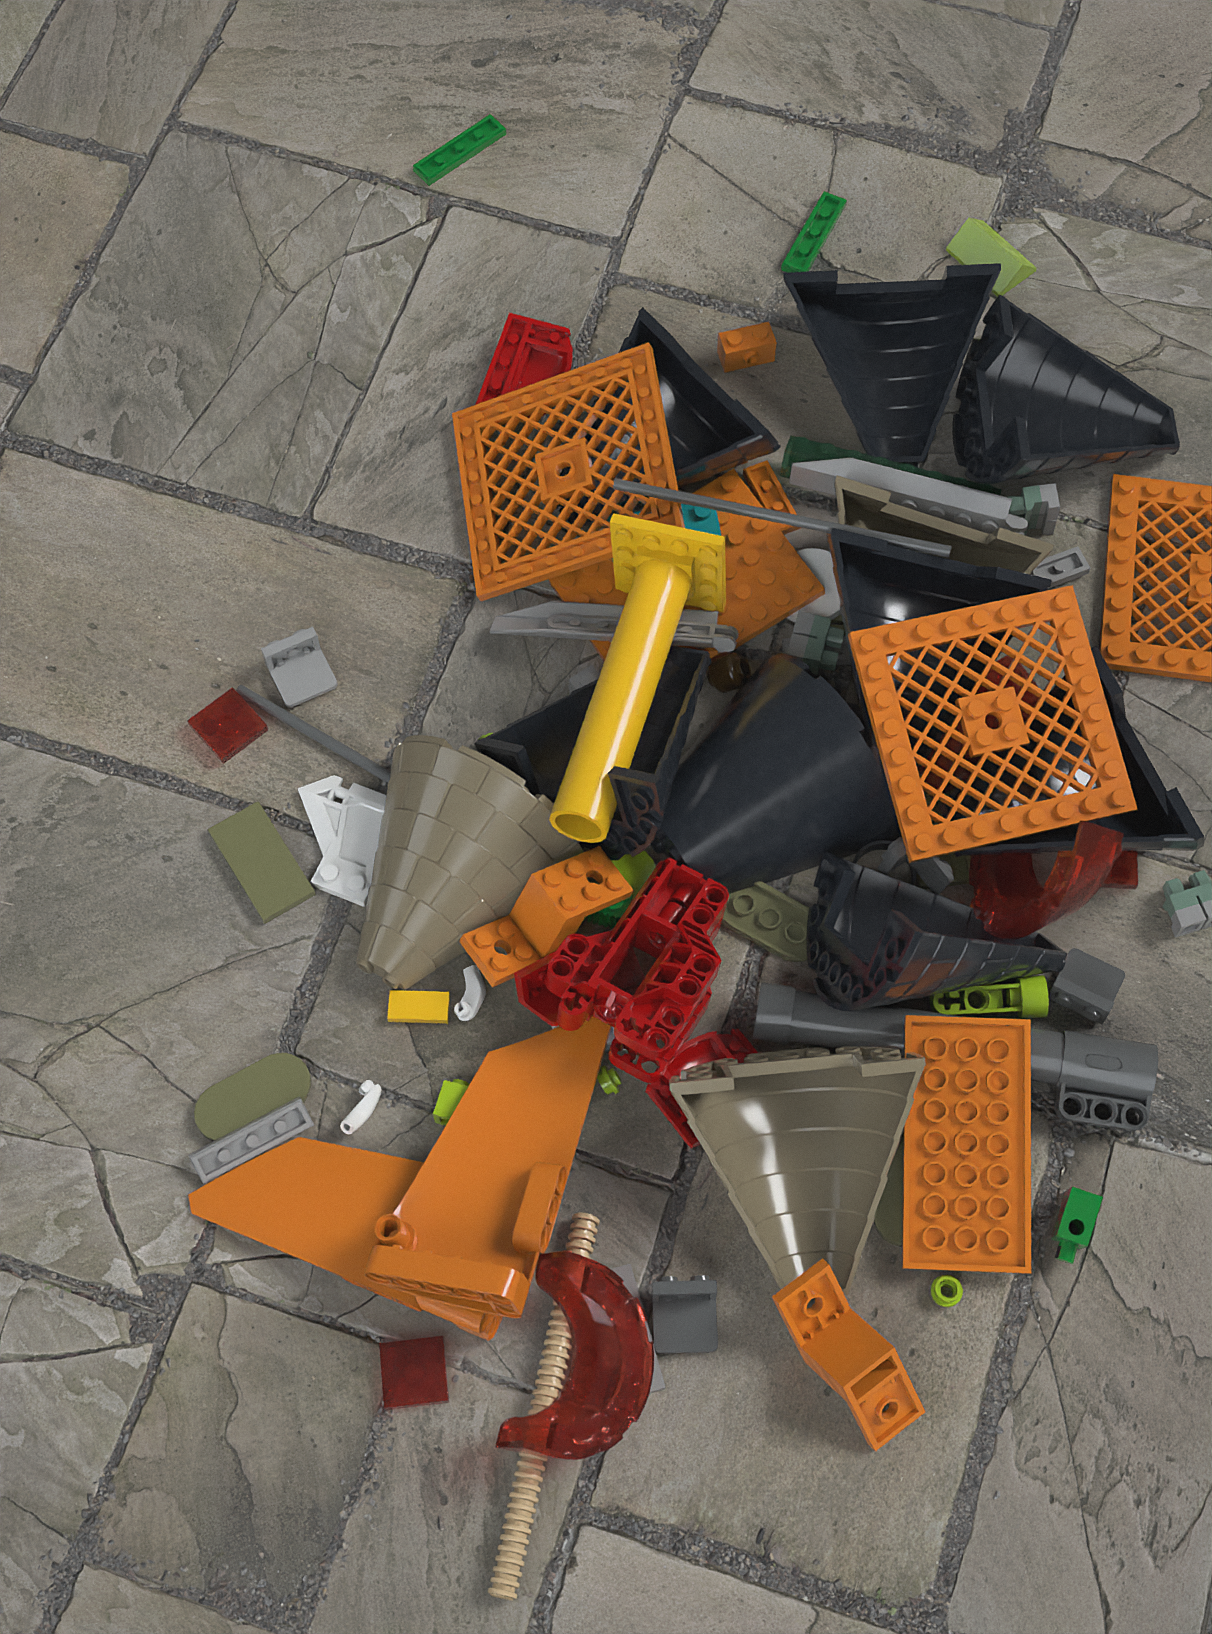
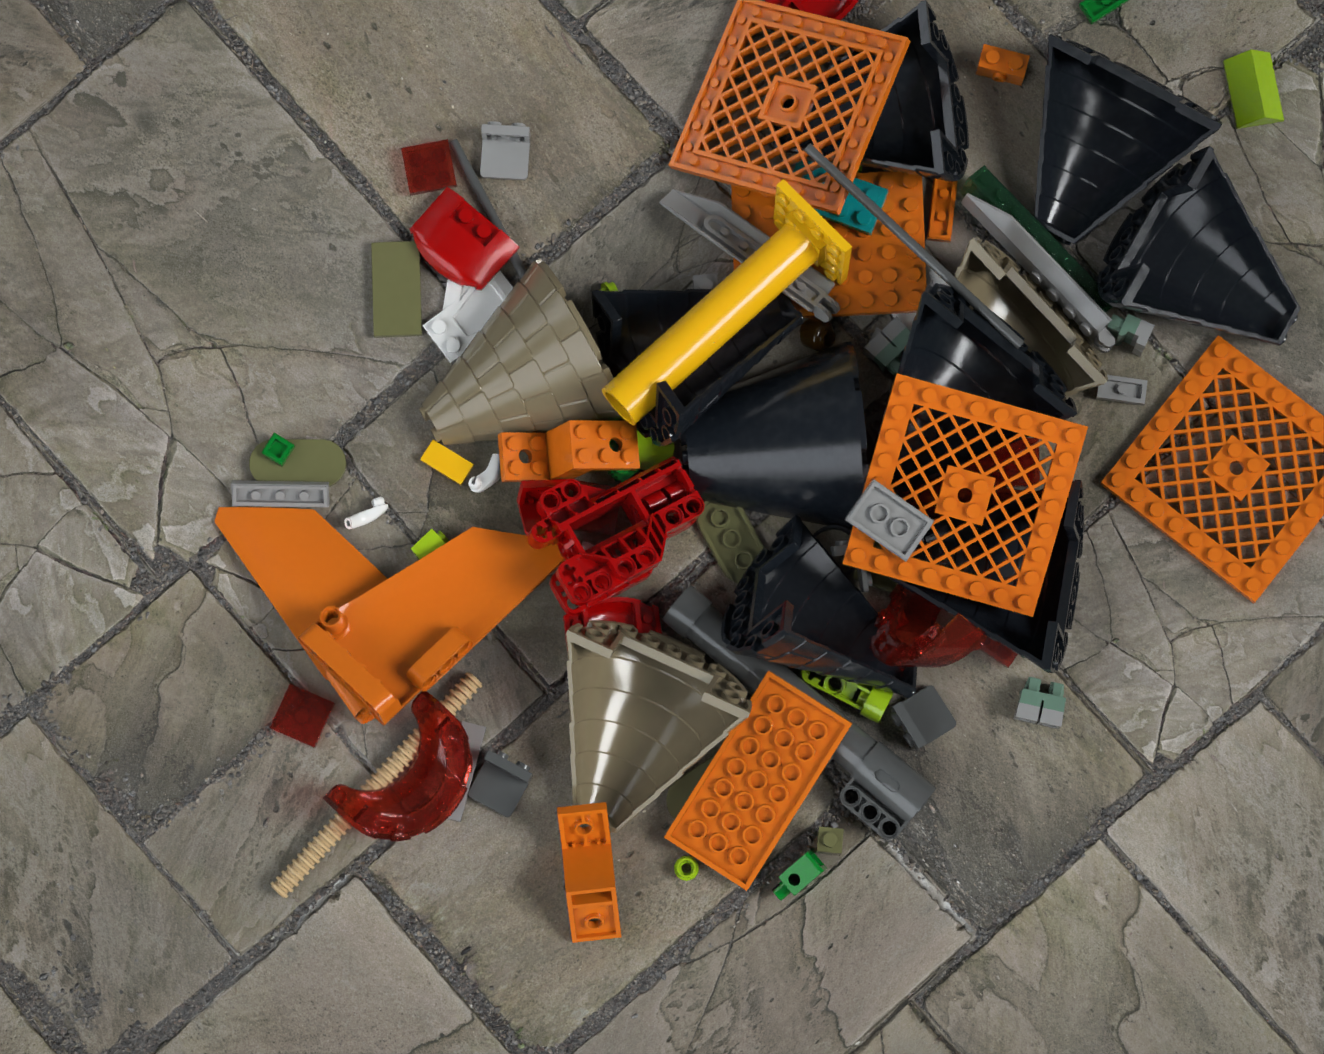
camera: 30 degrees right, 15 degrees up
(222, 1092) = (278, 449): none -> green tile
(304, 776) = (461, 241): none -> red slope
(609, 1080) = (545, 593): lime plate -> none
(934, 785) = (889, 520): none -> light grey tile
(1080, 1167) = (829, 841): none -> olive brick

